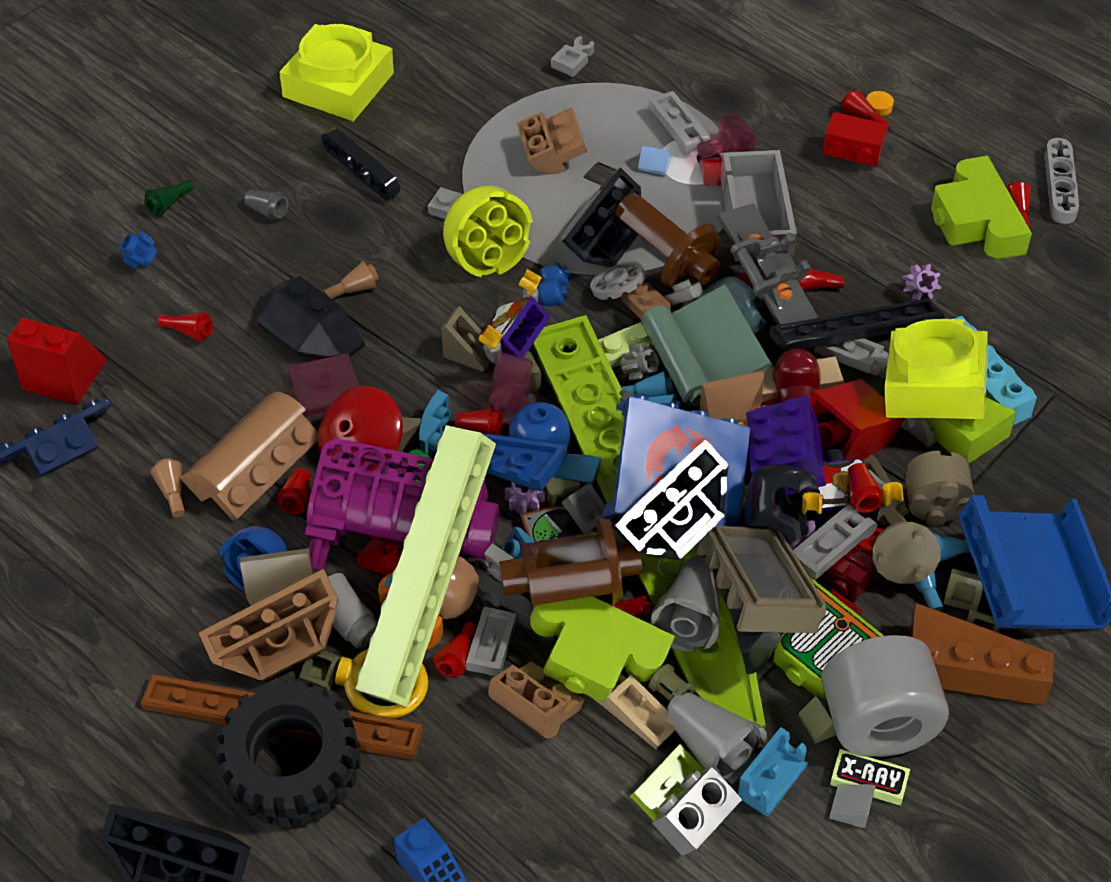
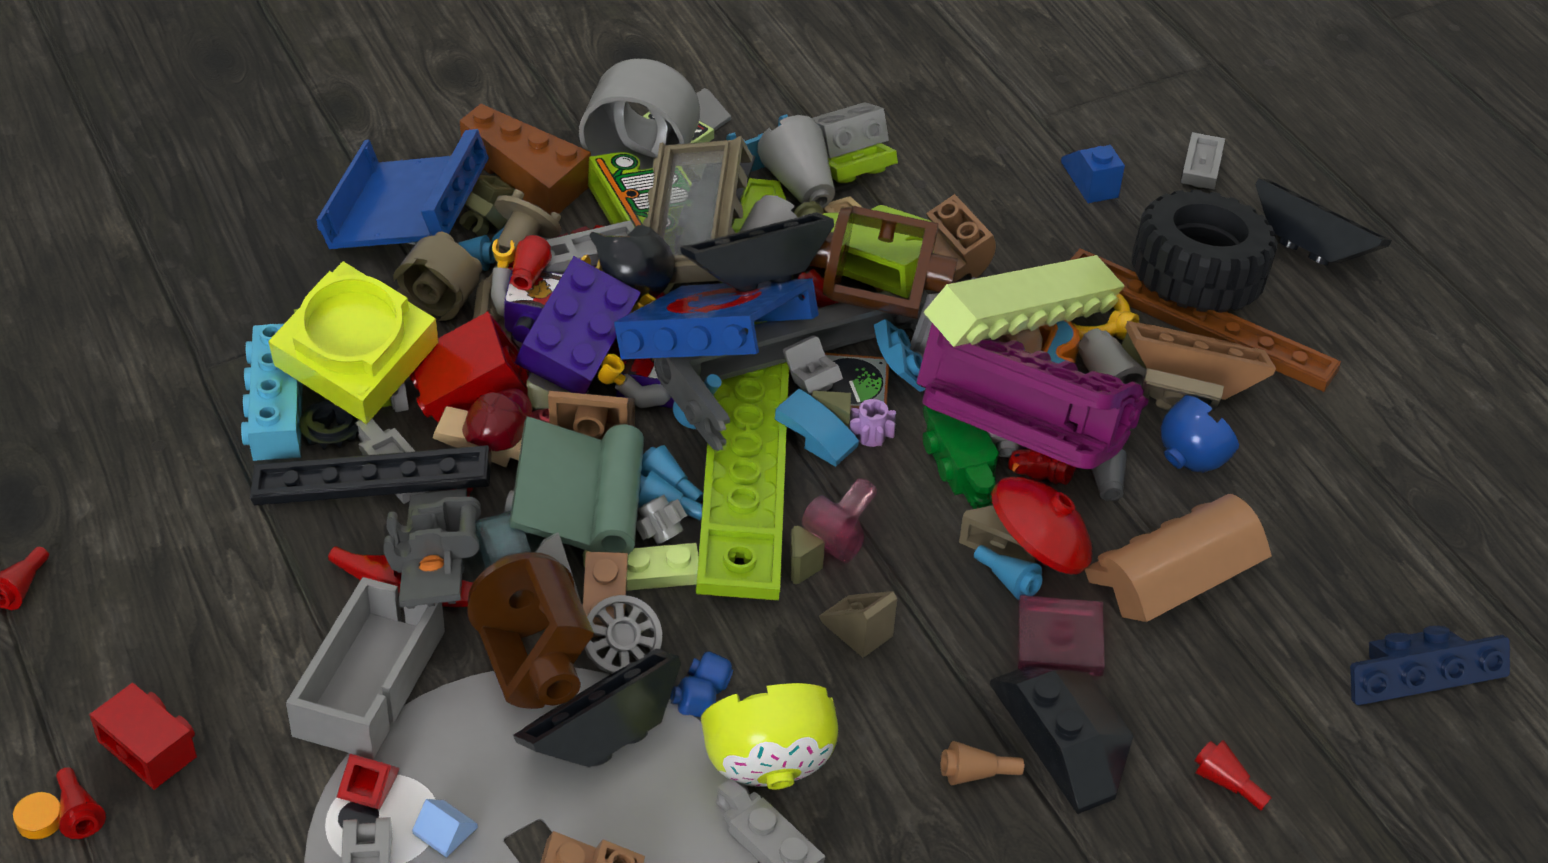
camera: 160 degrees left, 5 degrees down
(54, 360) = (1423, 742): red slope -> none
(167, 476) = (1284, 571): medium nougat cone -> none
(296, 492) = (1133, 507): red cone -> none
(435, 416) = (940, 538): dark azure slope -> none
(483, 421) = (888, 519): red cone -> none
(515, 324) = (809, 578): torso -> none
(525, 461) = (871, 438): blue wing -> none
(541, 423) = (817, 474): blue cylinder -> none
(733, 136) = (312, 797): clear pink beam -> none
(913, 279) = (246, 506): lavender gear -> none
(980, 209) = (75, 583): lime brick -> none

